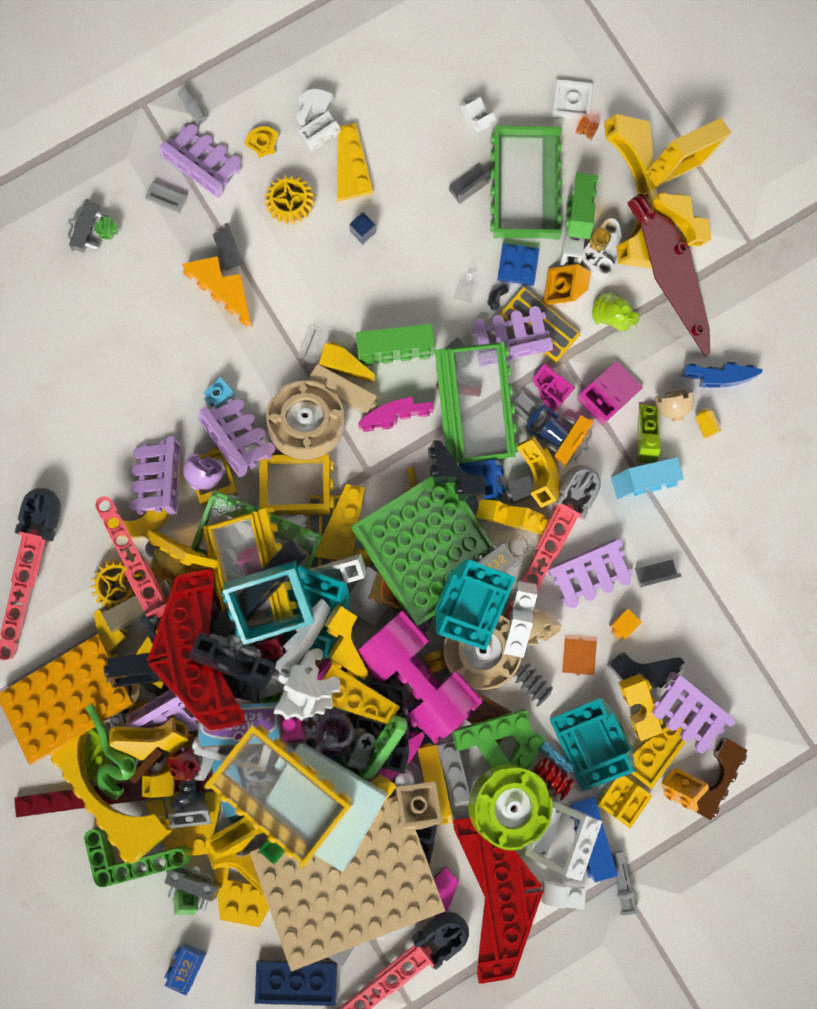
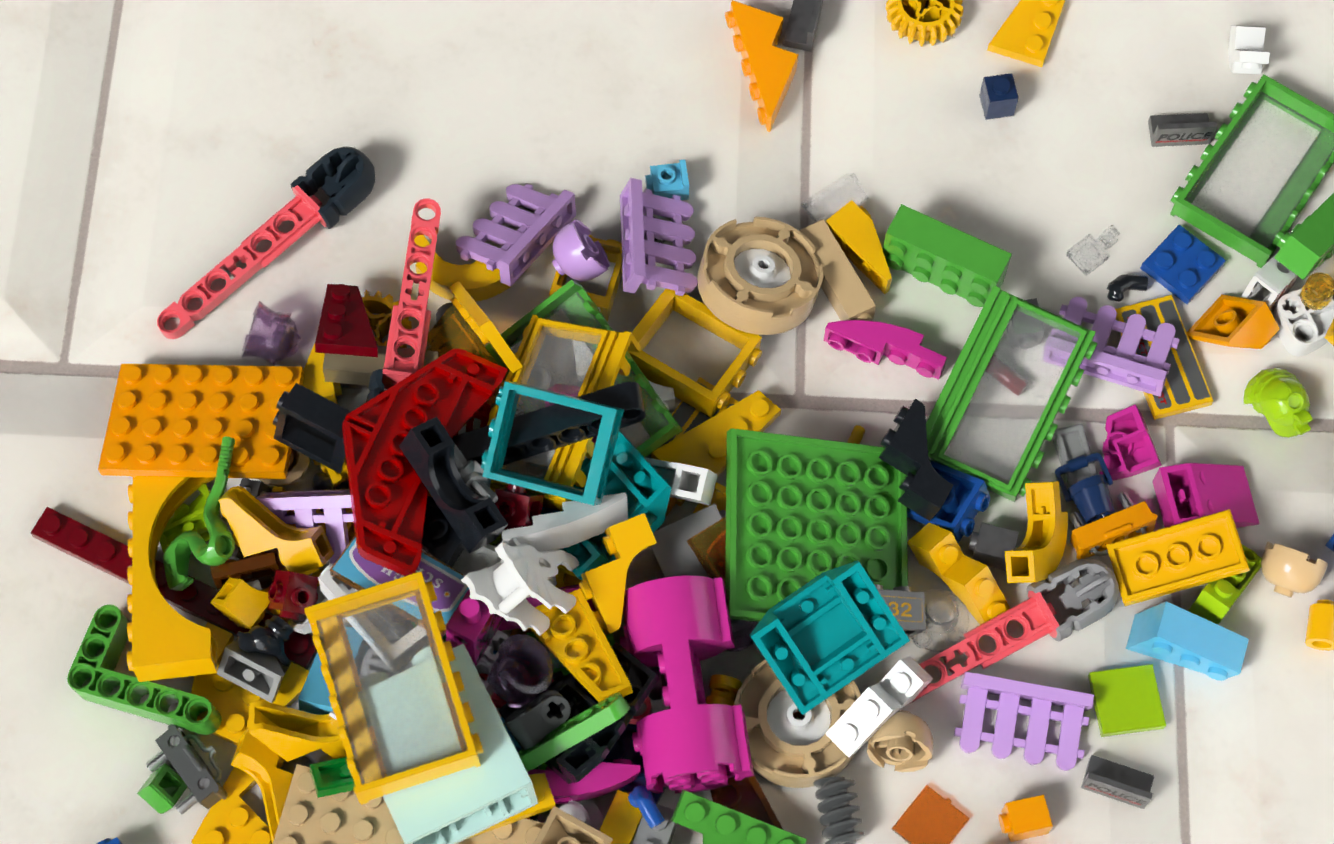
camera: 35 degrees right, 15 degrees down
(66, 624) = (271, 335): none -> clear purple helmet
(103, 597) = (345, 324): none -> dark red wing
(439, 750) = (644, 800): none -> blue arm
(618, 438) = (1177, 557): none -> yellow tile
(635, 527) = (1126, 700): none -> lime tile

